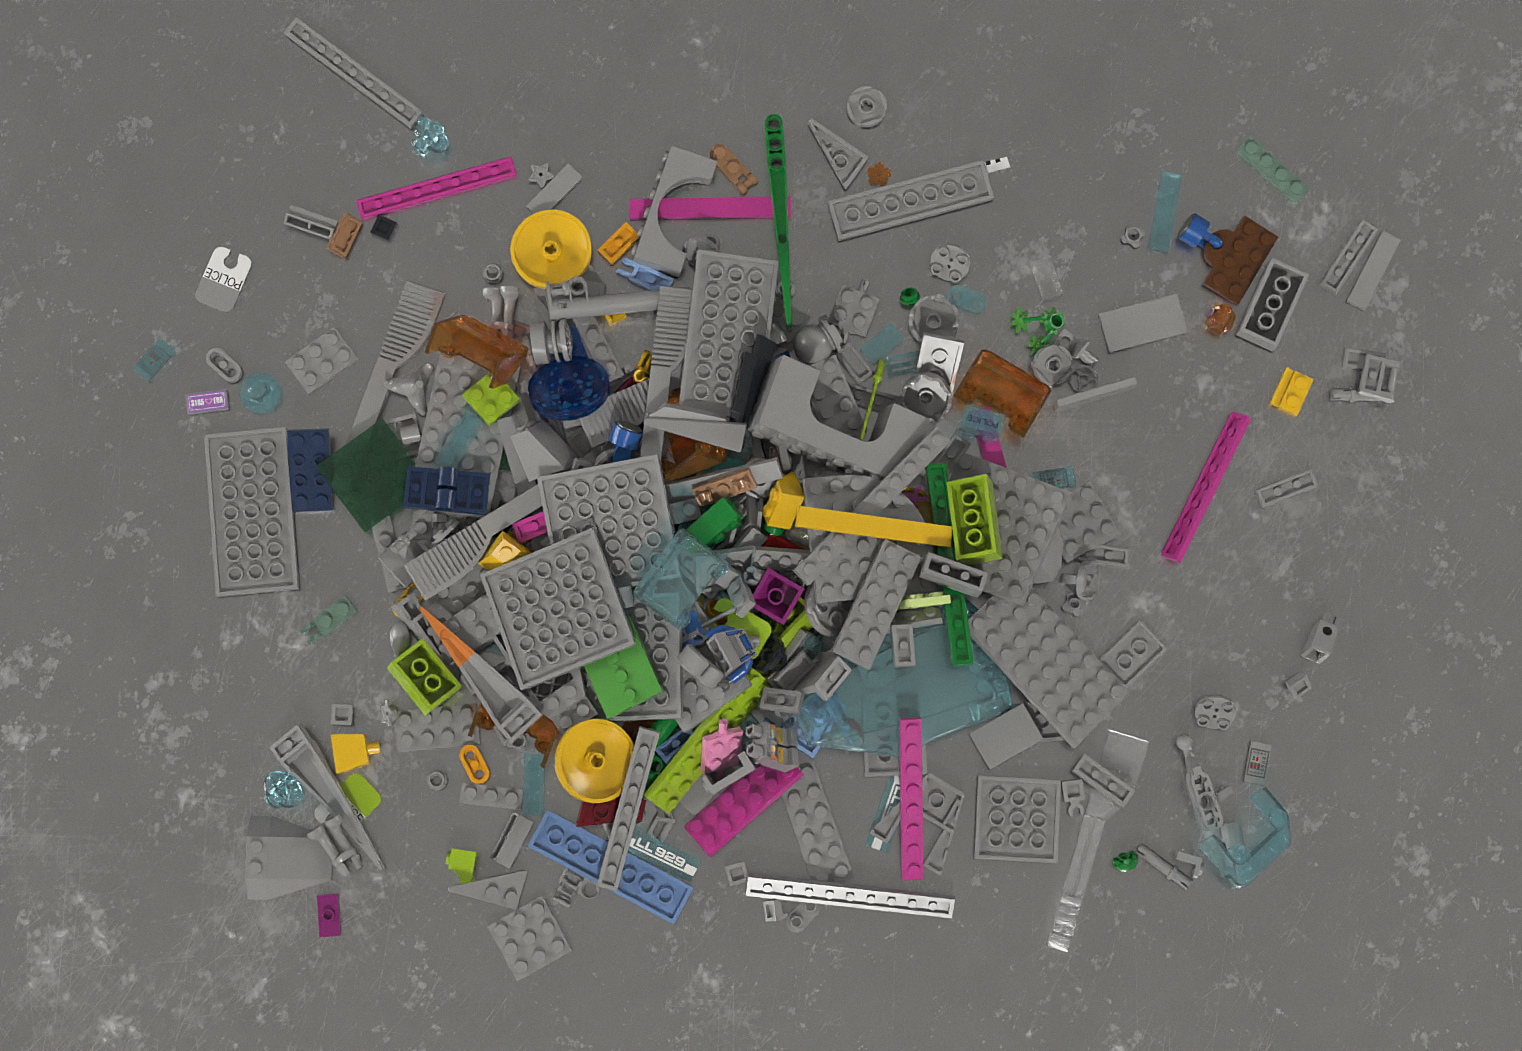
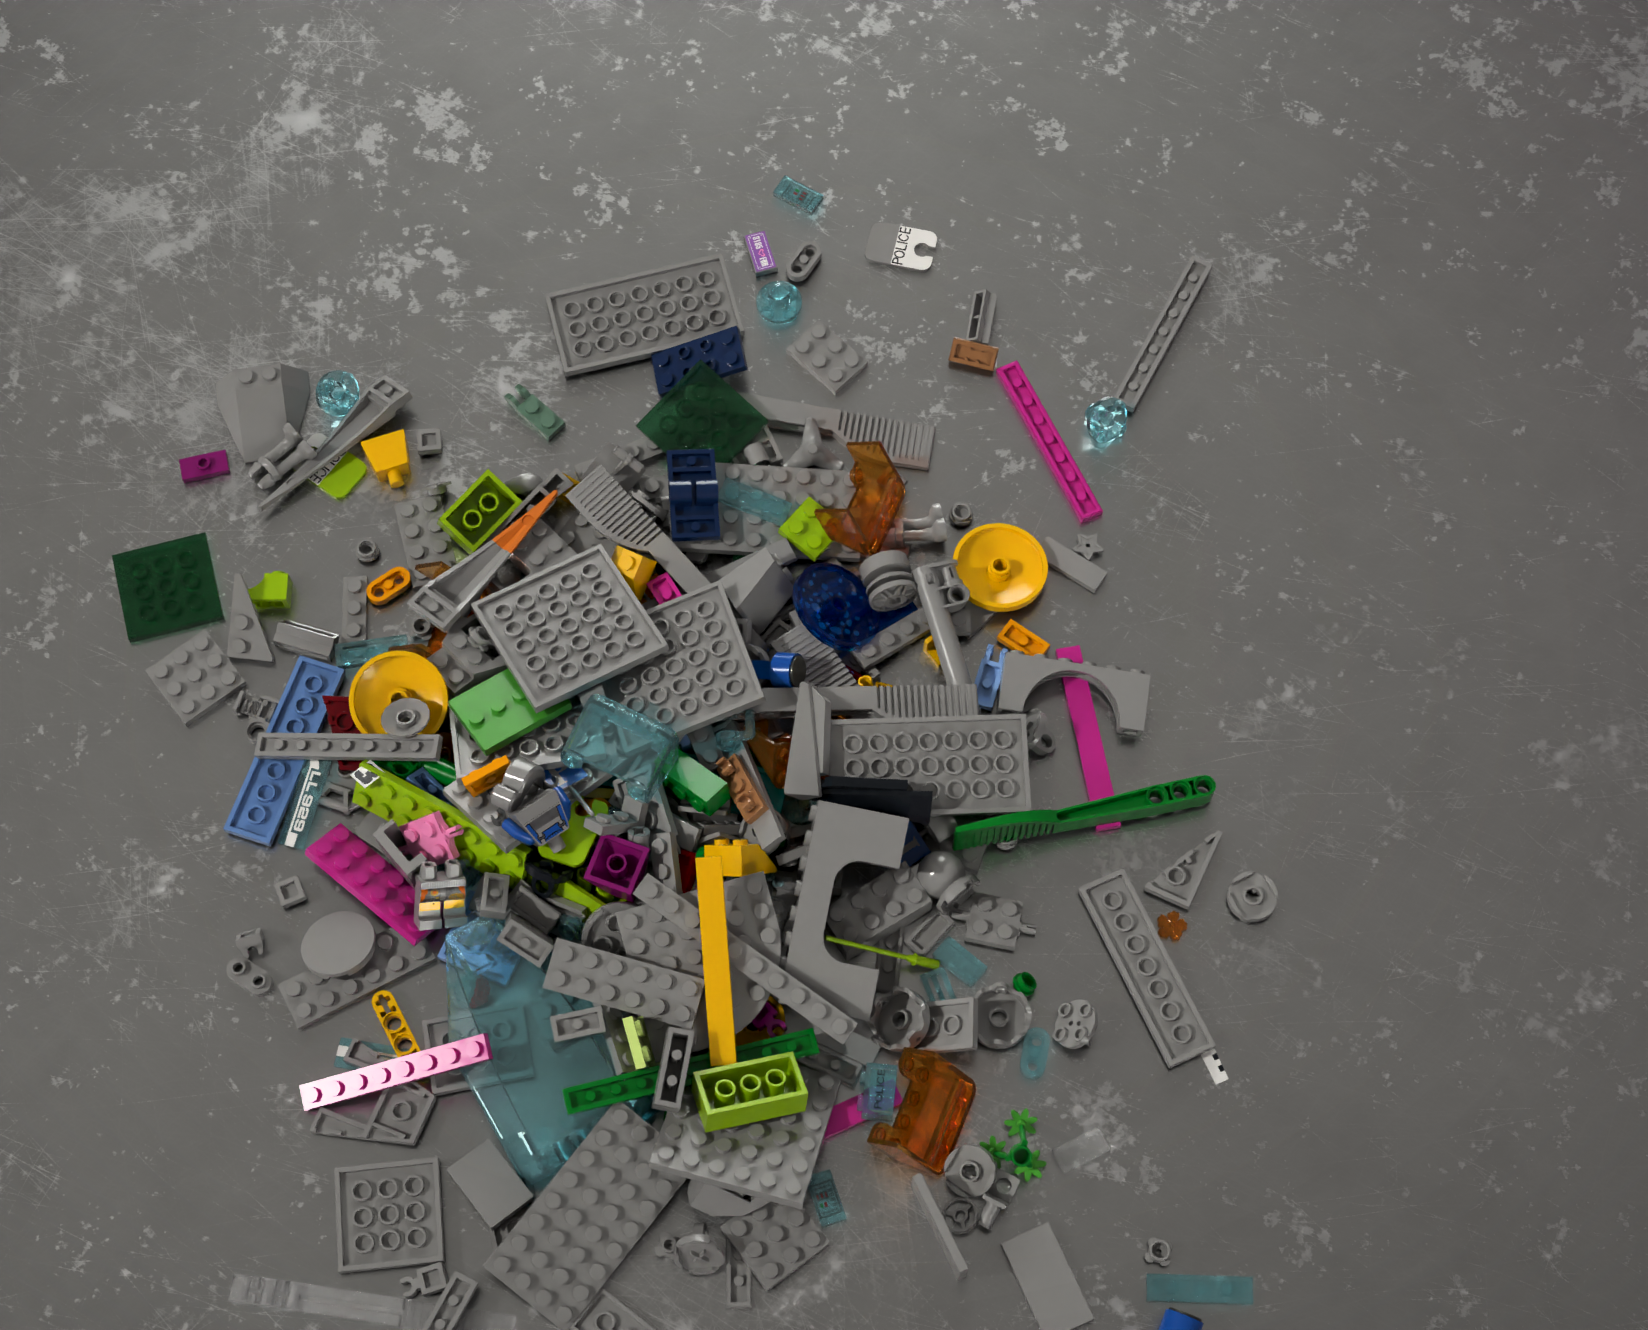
camera: 85 degrees right, 15 degrees down
(383, 228) = (991, 394): black tile -> none
(440, 956) = (167, 587): none -> clear green tile
(554, 686) = (479, 638): none -> light grey plate
(608, 753) = (405, 717): none -> light grey dish
(660, 796) = (364, 776): none -> sticker
(680, 490) = (730, 739): none -> clear light blue plate
(687, 696) = (487, 776): none -> light orange plate
(732, 168) = (1142, 754): medium nougat plate -> none
(791, 837) = (338, 944): none -> light grey tile
(850, 895) = (274, 1026): plate -> none
(871, 793) = (403, 1031): none -> yellow beam

